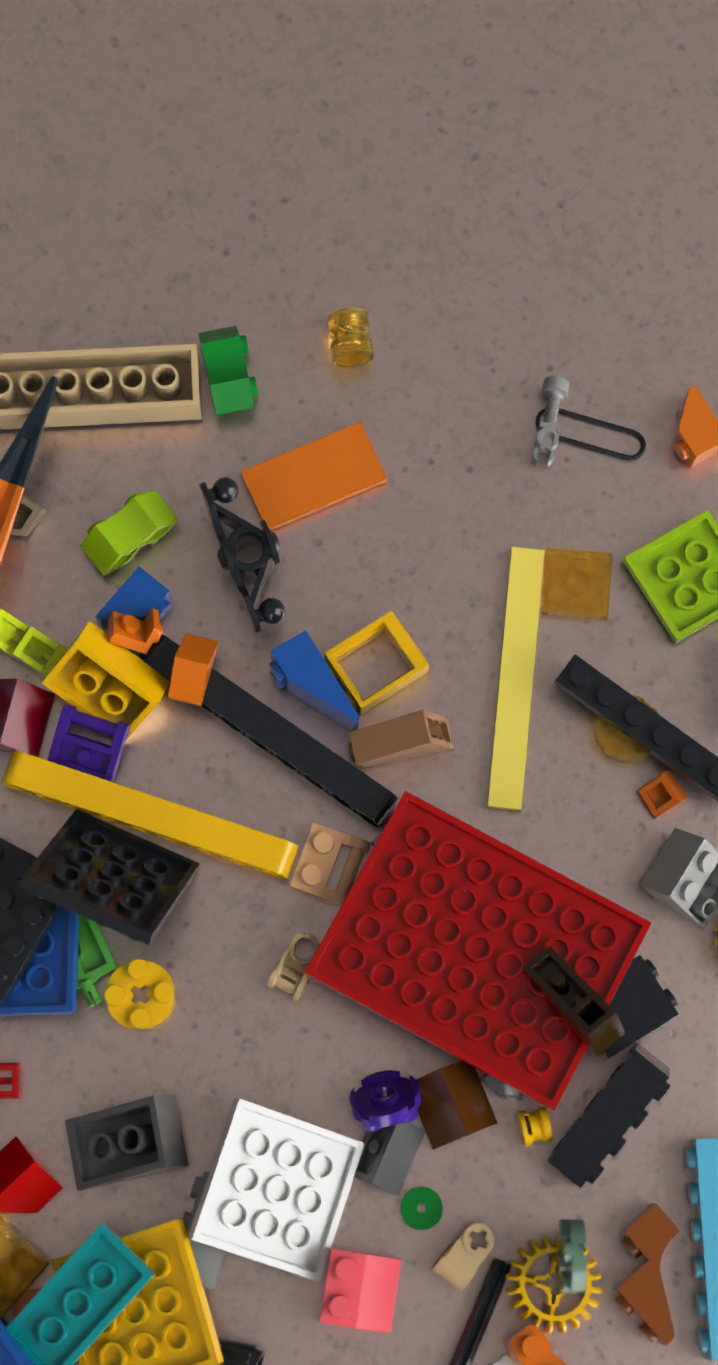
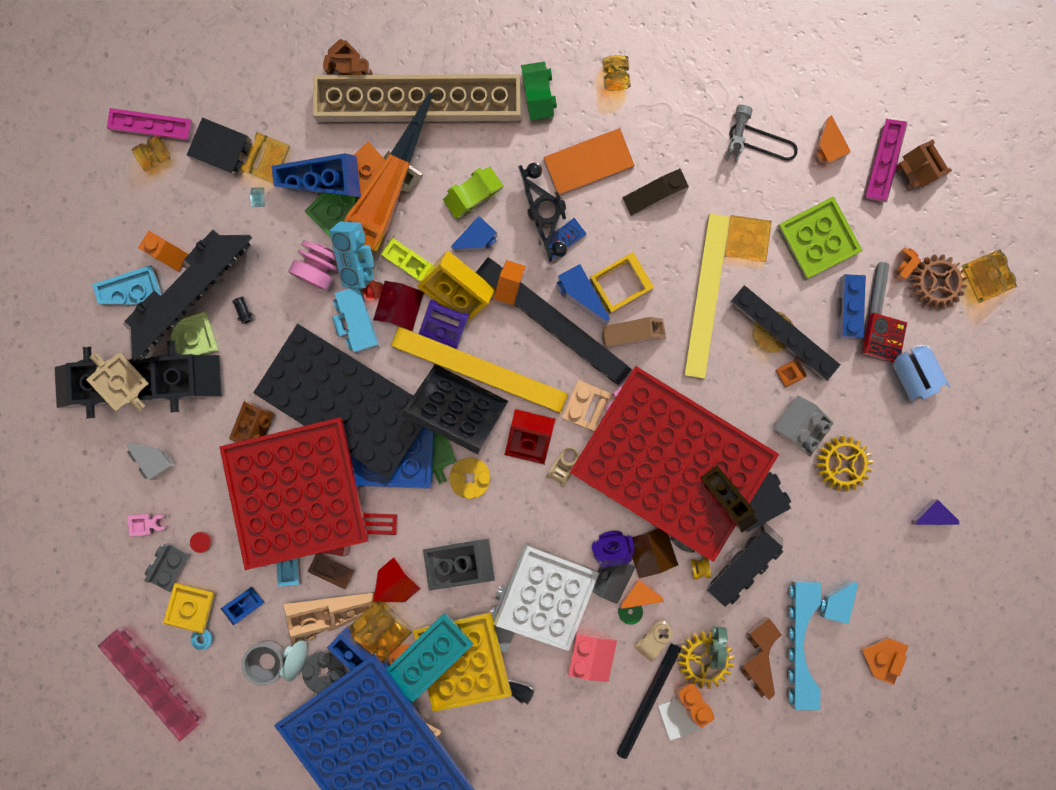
camera: 10 degrees right, 10 degrees up
(134, 633) = (474, 258): orange bracket -> none
(237, 920) = (529, 436): none -> red slope
(290, 588) = (568, 233): none -> blue tile
(424, 517) = (656, 192): none -> dark brown slope
(437, 1178) = (640, 595): none -> orange slope

